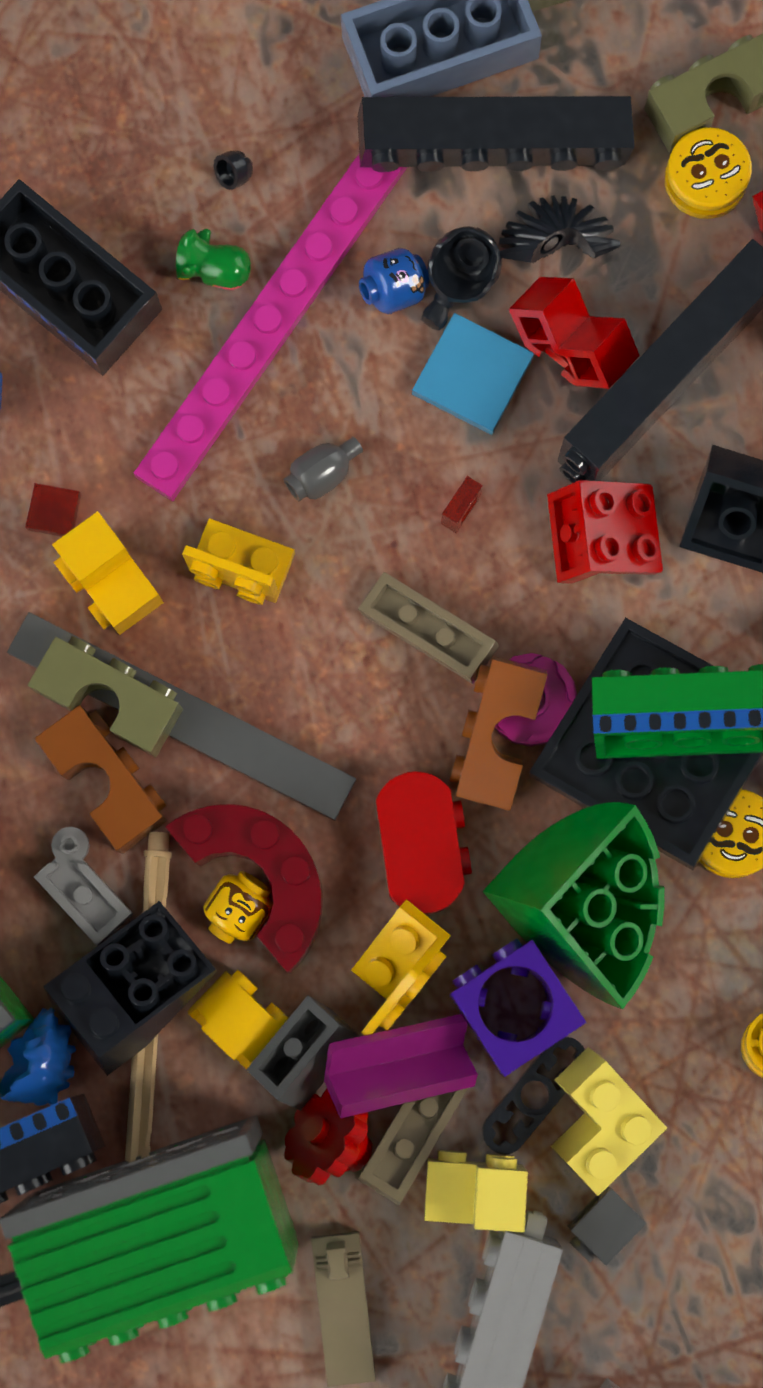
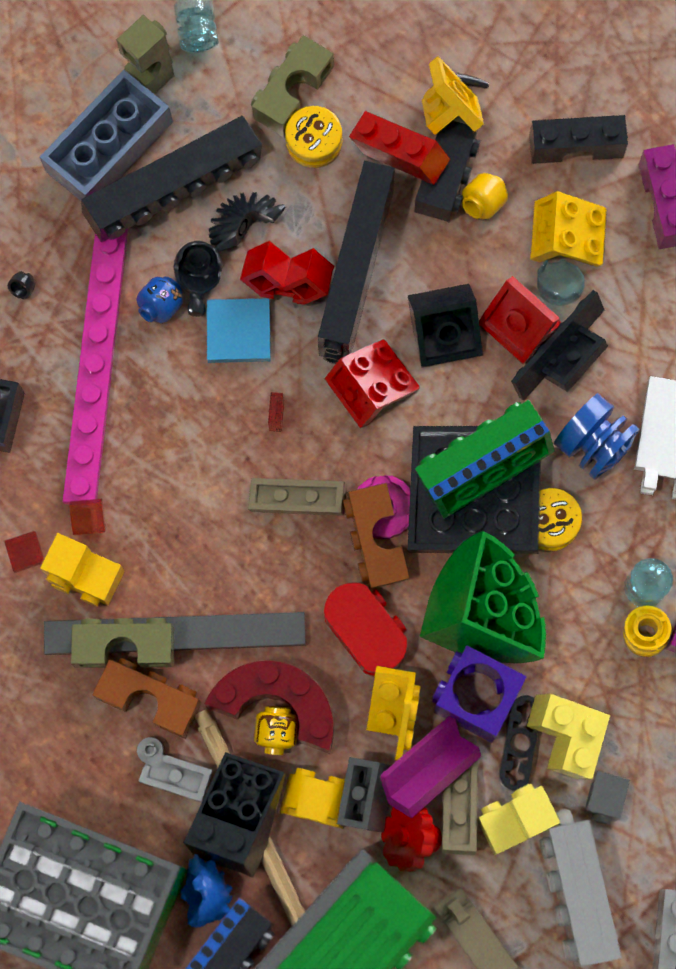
camera: 30 degrees left, 5 degrees down
(153, 509) = (87, 516): none -> clear red tile
(216, 265) = (44, 348): green animal -> none
(239, 561) = (159, 520): yellow bracket -> none
(321, 469) = (178, 437): dark grey plant -> none

